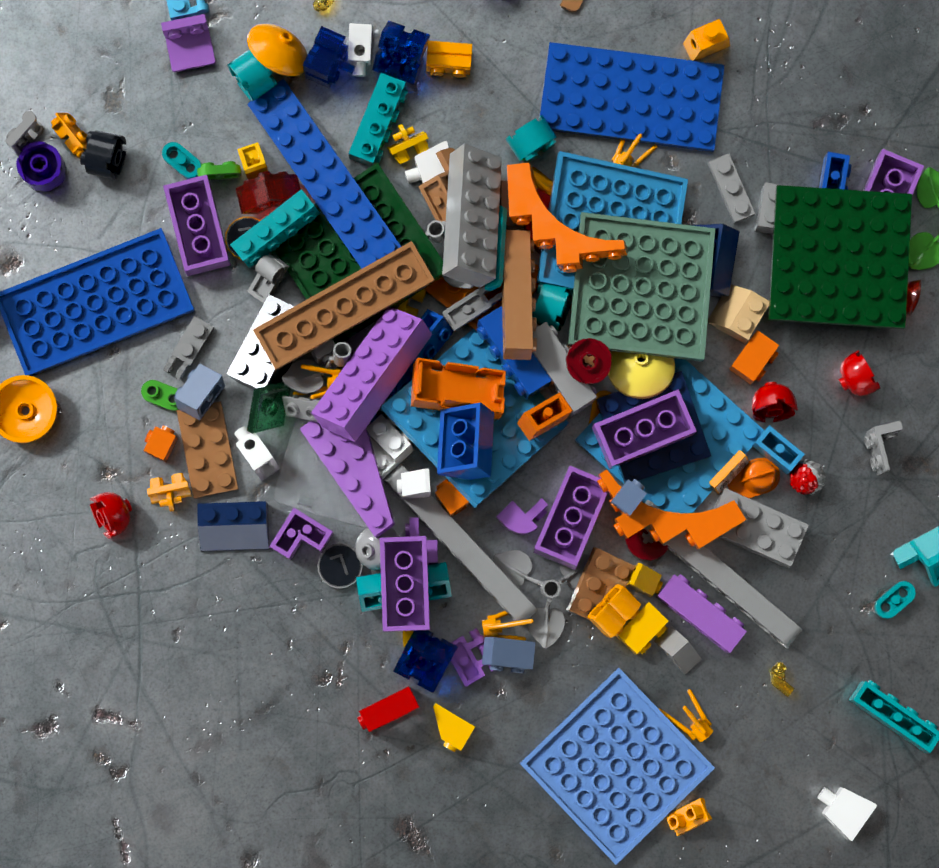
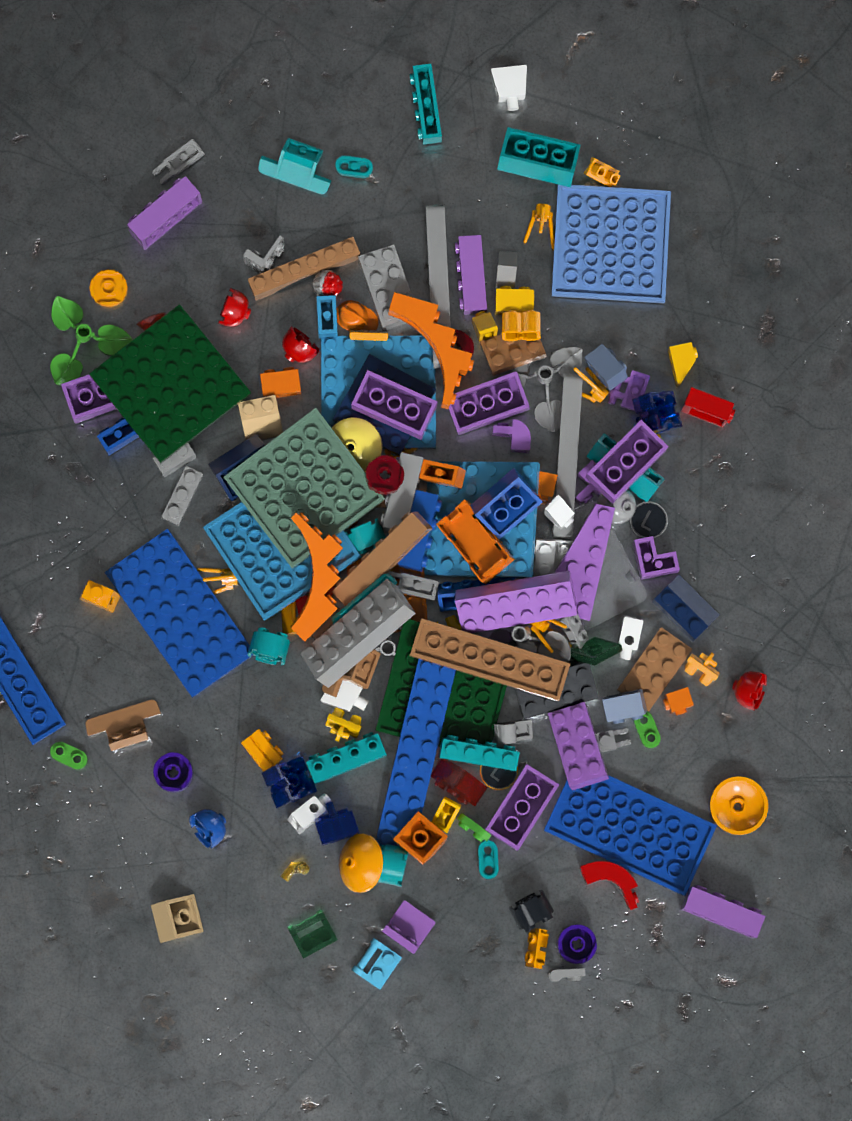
camera: 135 degrees left, 0 degrees up
(81, 245) = (610, 871): none -> red arch
(201, 318) = (578, 746): none -> medium lavender brick
(250, 115) = (421, 838): none -> orange slope
(629, 496) = (447, 372): sand blue brick -> none
(755, 771) = (538, 157): none -> teal brick
(778, 679) = (468, 194): clear yellow arm -> none
(841, 470) = (286, 274): none -> medium nougat arch

